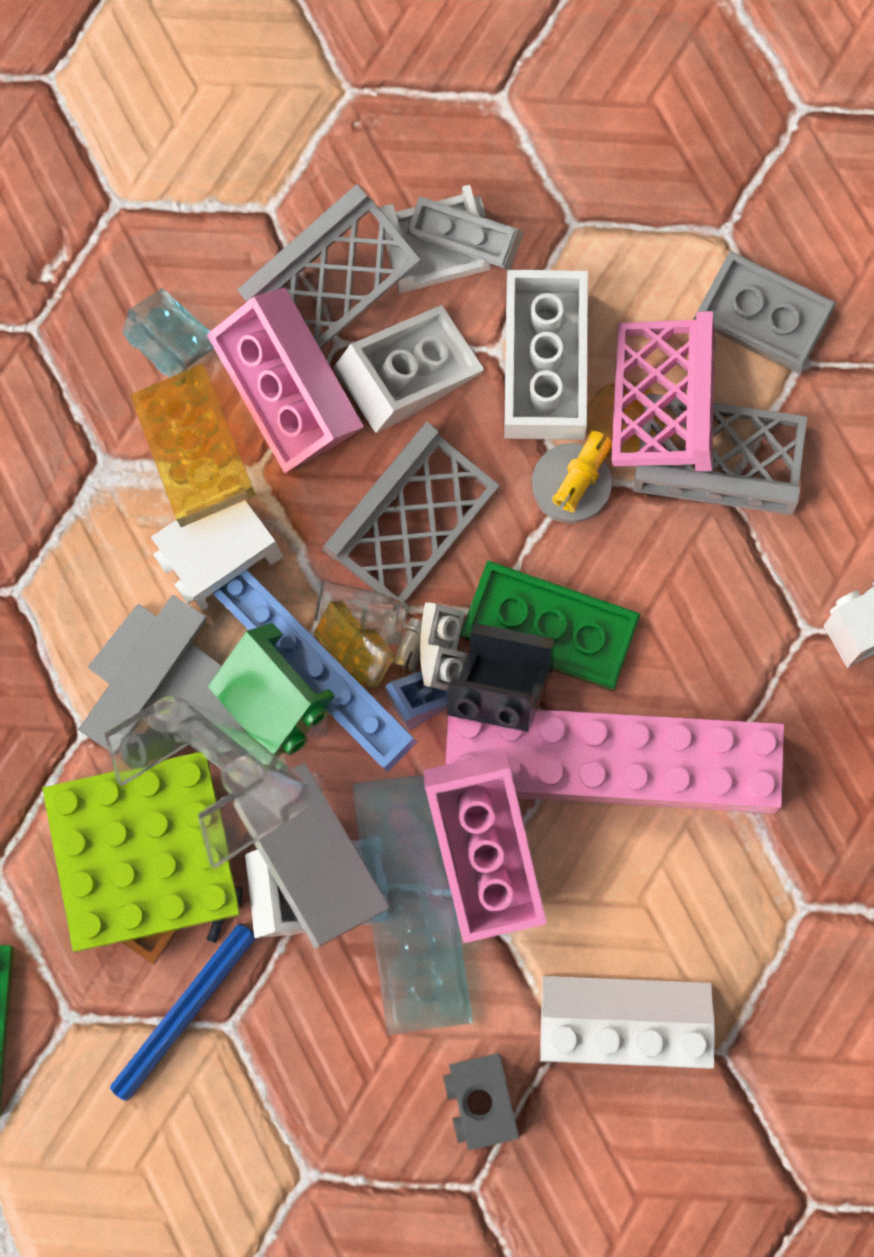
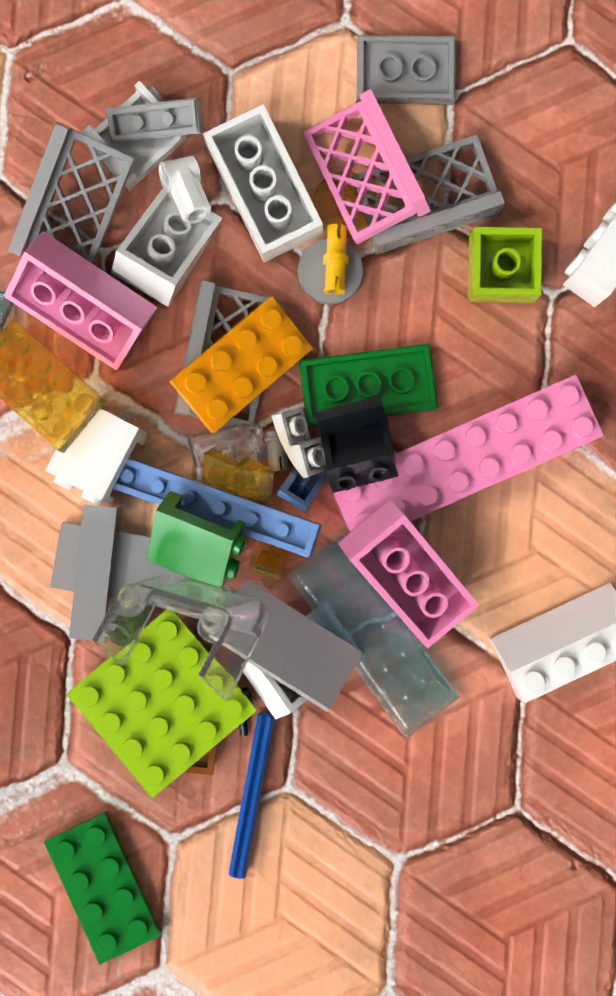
camera: 30 degrees left, 10 degrees up
(341, 757) = (268, 560): none -> clear yellow slope
(421, 531) = (241, 364): none -> light orange plate
(461, 310) = (183, 180): none -> white piece
(497, 1124) = (511, 761): dark grey brick -> none
(765, 568) = (505, 264): none -> lime brick

